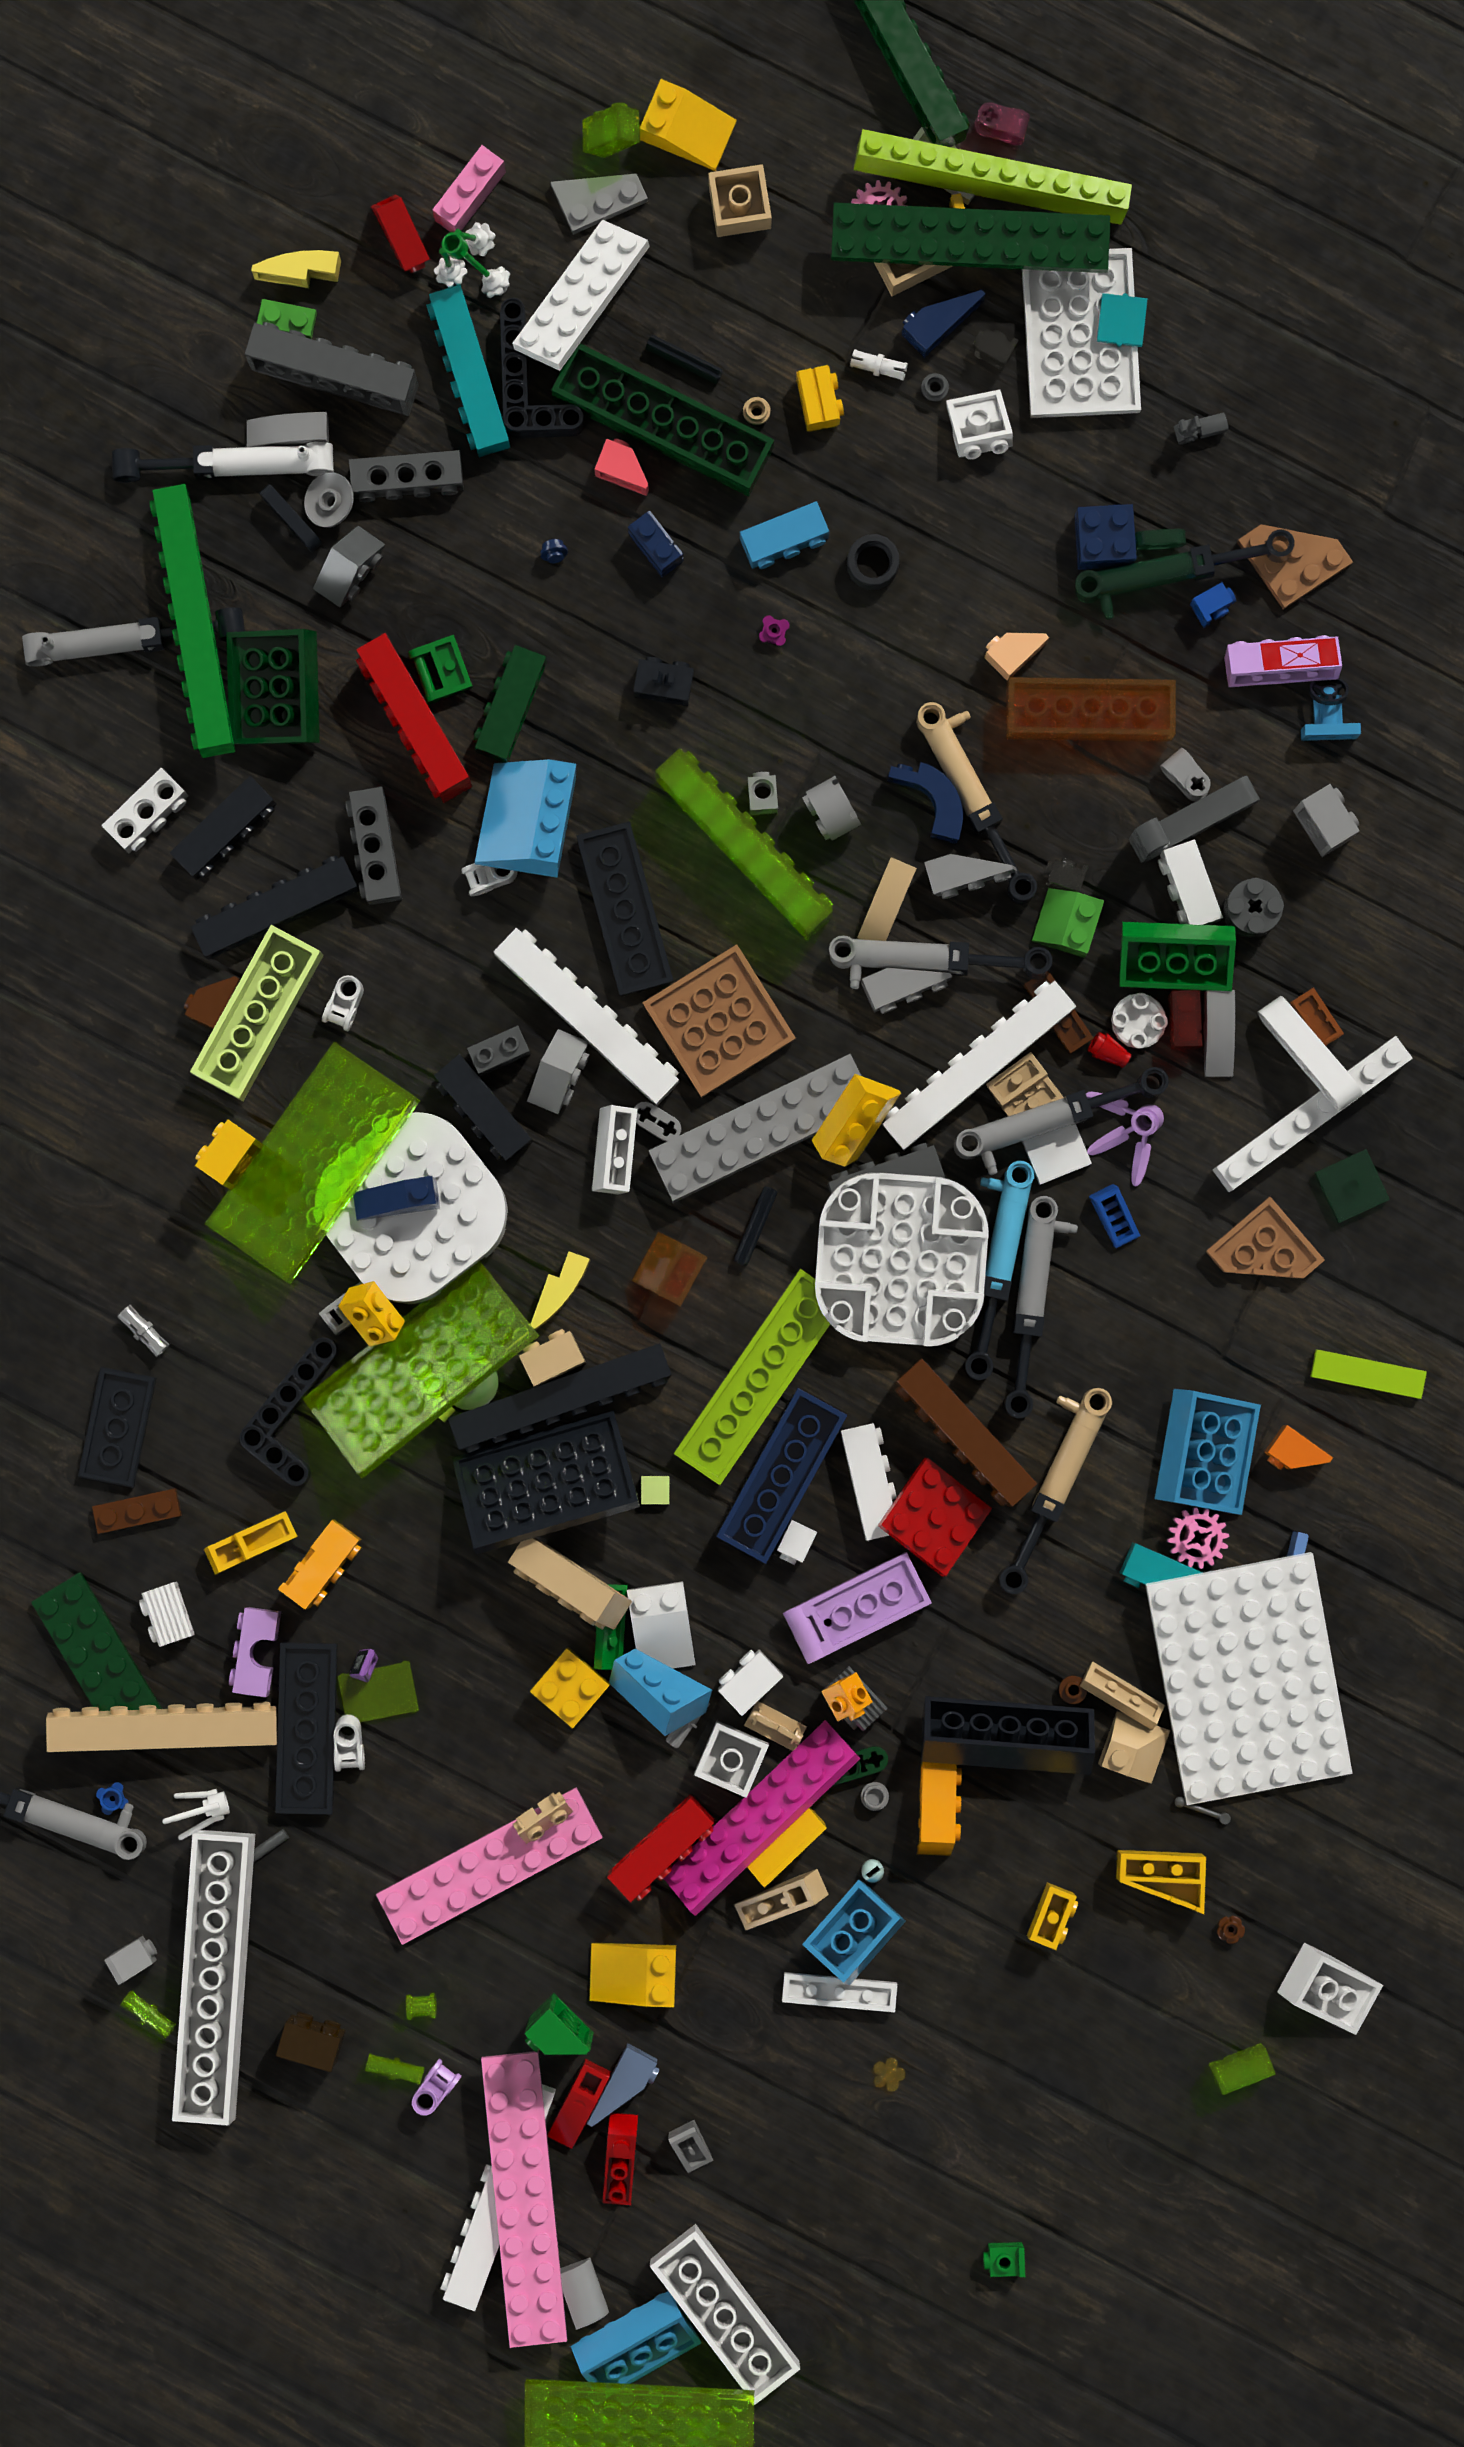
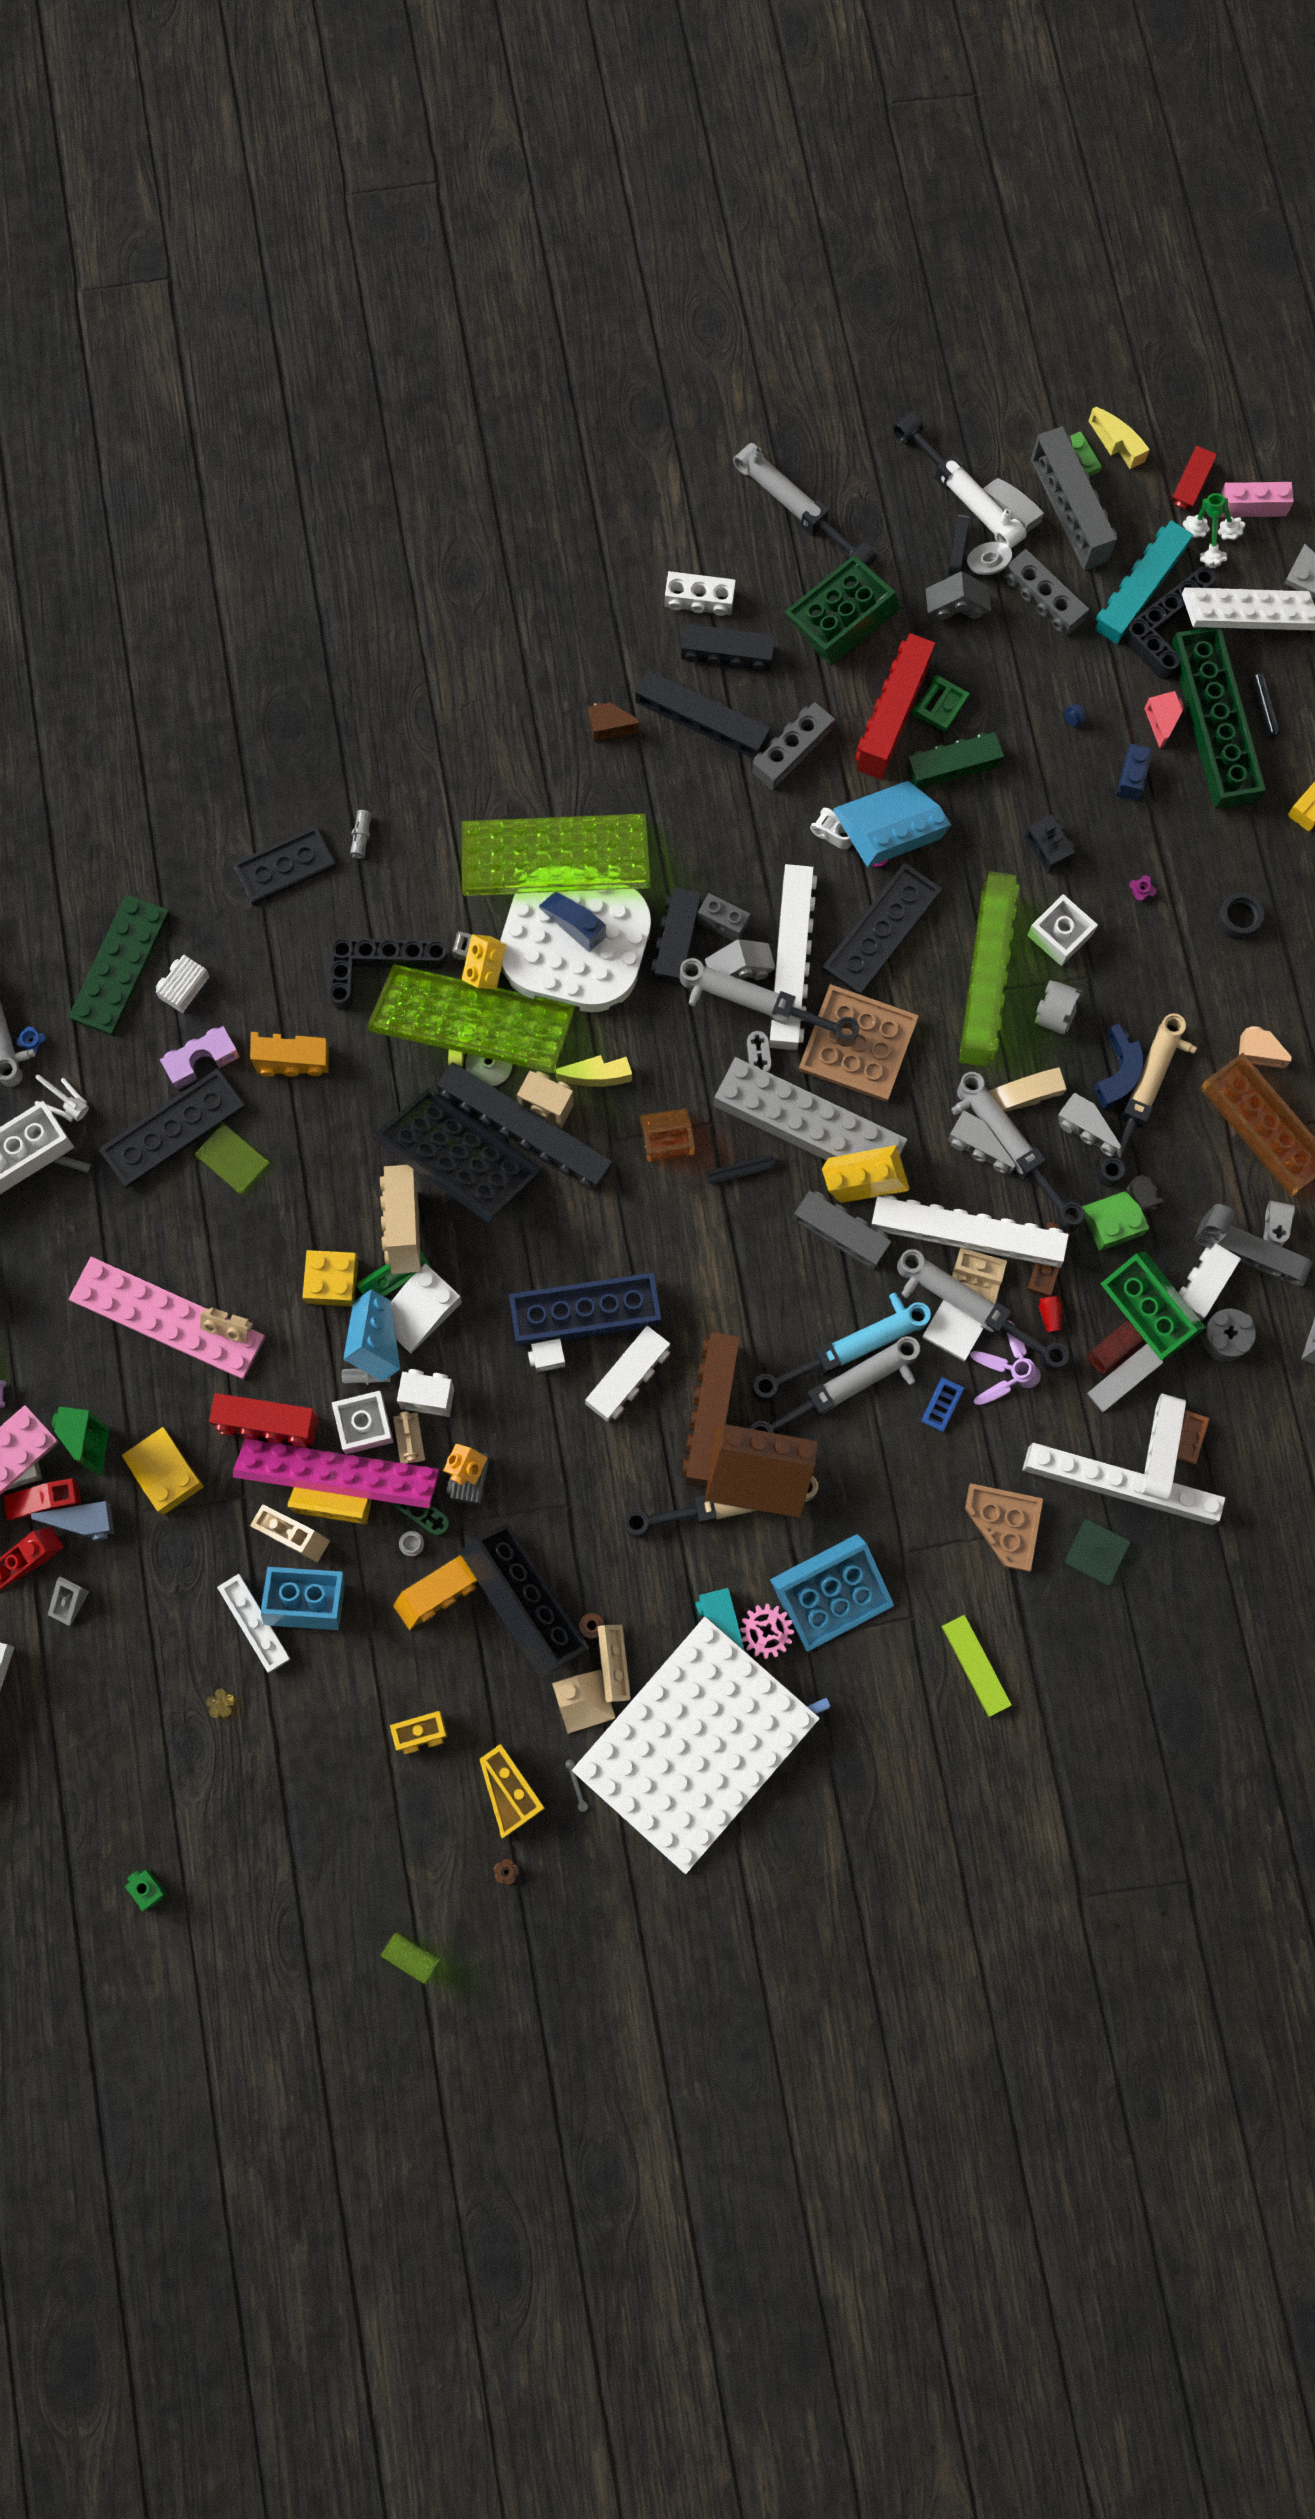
camera: 55 degrees right, 10 degrees down
(136, 1511) = (237, 917): reddish brown plate -> none
(161, 1727) = (100, 1031): tan brick -> none
(193, 621) = (843, 531): green brick -> none
(227, 1153) = (517, 793): yellow brick -> none
(250, 1542) = (271, 1001): yellow slope -> none
(257, 1013) = (625, 750): yellowish green brick -> none
(343, 1004) = (674, 800): white piece -> none
(348, 1749) = (176, 1164): white piece -> none
(364, 1665) = (243, 1134): medium lavender slope -> none
(421, 2006) = (34, 1343): clear neon green bush -> none
(608, 1086) = (777, 1005): none -> light grey piece
(614, 1149) = (718, 1037): white brick -> none
(655, 1489) = (510, 1236): yellowish green tile -> none
(756, 402) = (1274, 767): tan plate -> none
(756, 1381) = (641, 1247): lime plate -> none
(759, 742) = (1062, 930): none -> white brick
(762, 806) = (1026, 967): light grey brick -> none
(784, 536) = (1209, 847): dark azure brick -> none
(857, 1607) = (534, 1430): lavender hinge -> none
(868, 1866) = (356, 1588): light aqua hinge -> none
(901, 1259) = (796, 1276): white plate -> none
(934, 1517) = (637, 1435): red plate -> none
(1057, 1435) = (760, 1470): none -> reddish brown slope
(1139, 1020) = (1087, 1318): white dish -> none
(1294, 1451) = (881, 1653): orange slope -> none
(1329, 1989) = (517, 1979): white slope -> none

